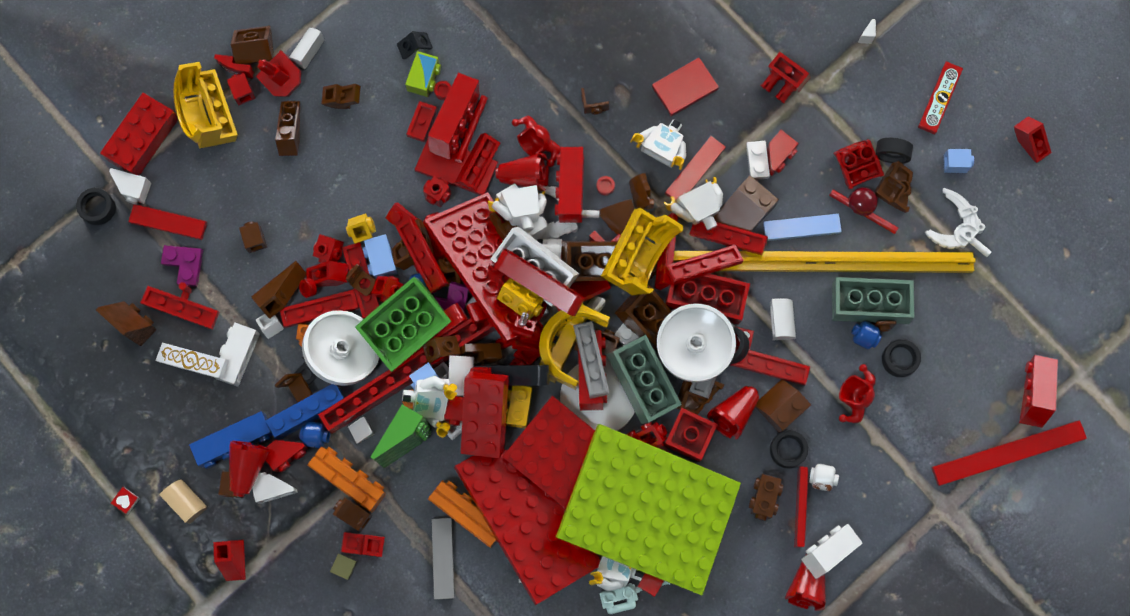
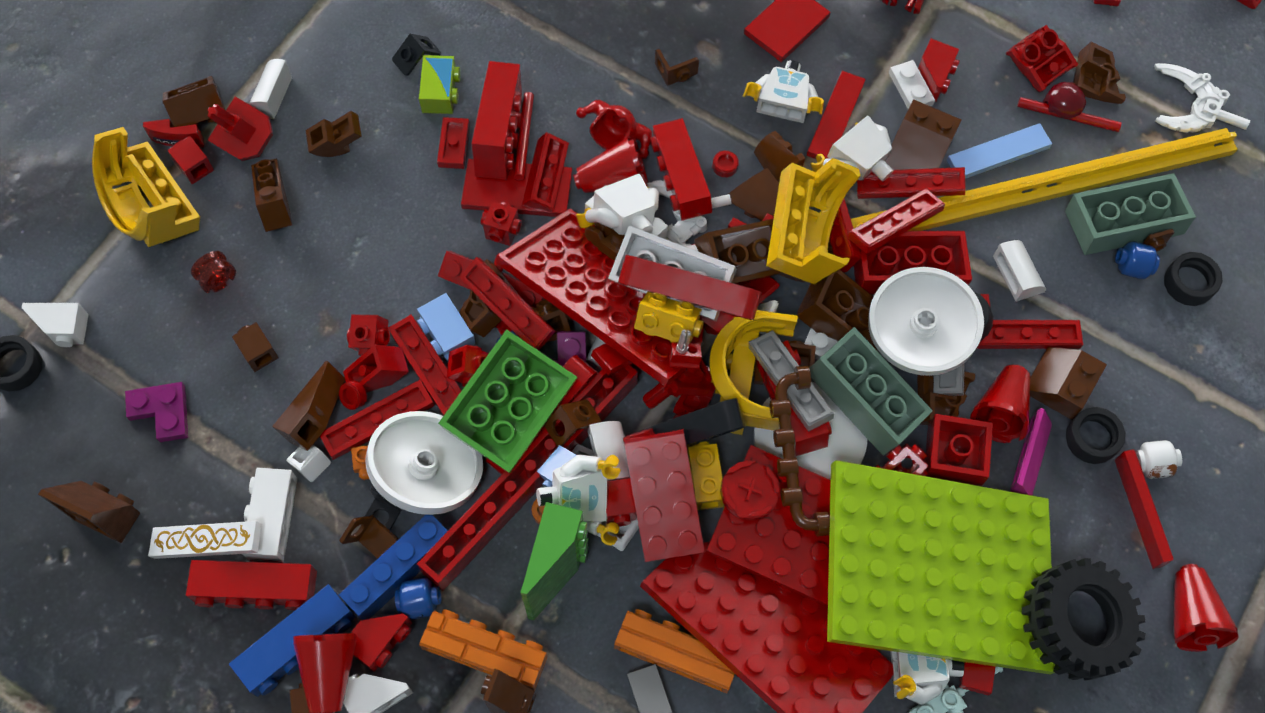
camera: 20 degrees left, 10 degrees down
(139, 135) = (57, 251): red brick -> none
(167, 222) = (124, 359): red tile -> none
(180, 306) = (169, 469): red plate -> none
(215, 396) = (250, 584): none -> red brick
(237, 176) = (213, 271): none -> clear red wheel
(354, 277) = (418, 359): reddish brown bracket -> none
(360, 228) = (408, 295): yellow brick -> none
(361, 430) = (484, 573): white slope -> none
(442, 89) = (469, 99): red tile -> none
(482, 353) = (633, 414): reddish brown slope -> none
(540, 426) = (750, 490): none -> red tile
(572, 400) = (788, 465): none -> reddish brown bar
(704, 571) = (1055, 634): none -> black tyre
(742, 450) = (1032, 453): none -> dark pink slope
(764, 502) = (1090, 508): reddish brown brick -> none
(831, 550) = (1214, 554): white brick -> none
(857, 394) = (1158, 337): red piece -> none
(894, 150) = (1086, 18): black tyre -> none
(958, 161) = (1161, 26): light blue brick -> none

